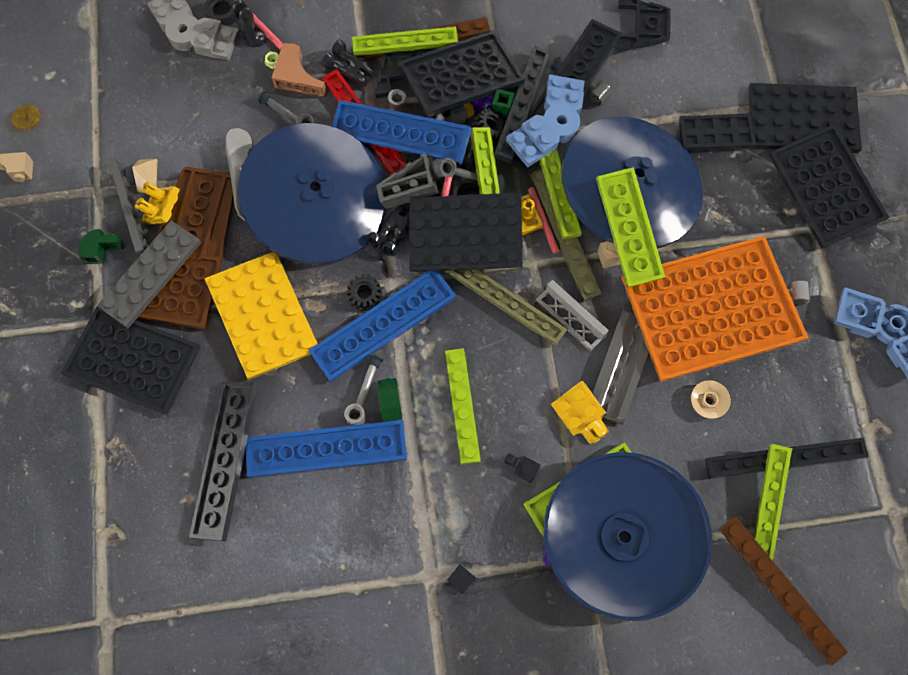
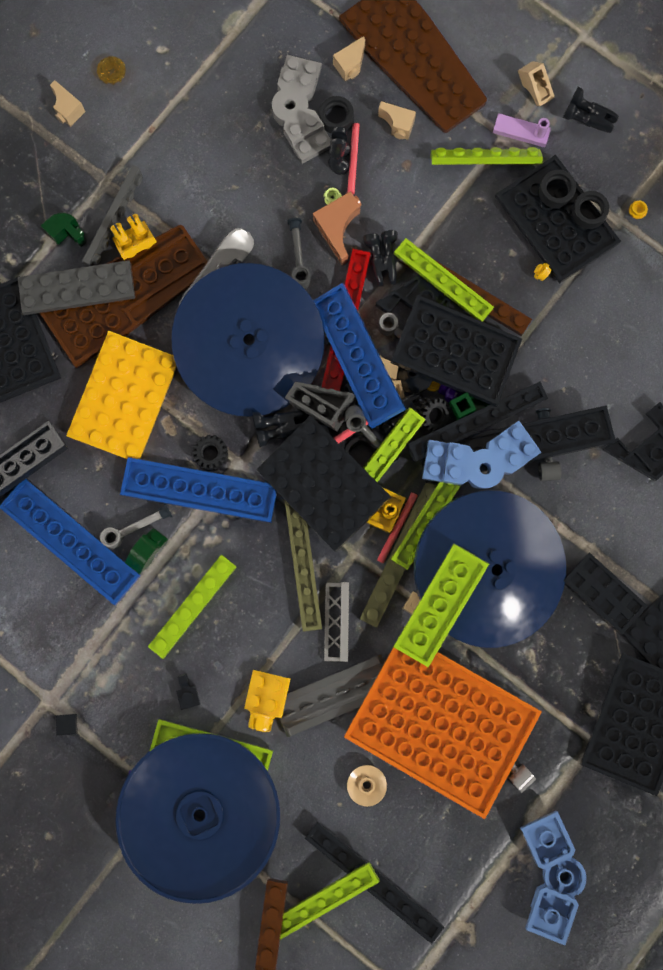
camera: 45 degrees right, 10 degrees up
(145, 171) = (150, 202): tan slope -> none

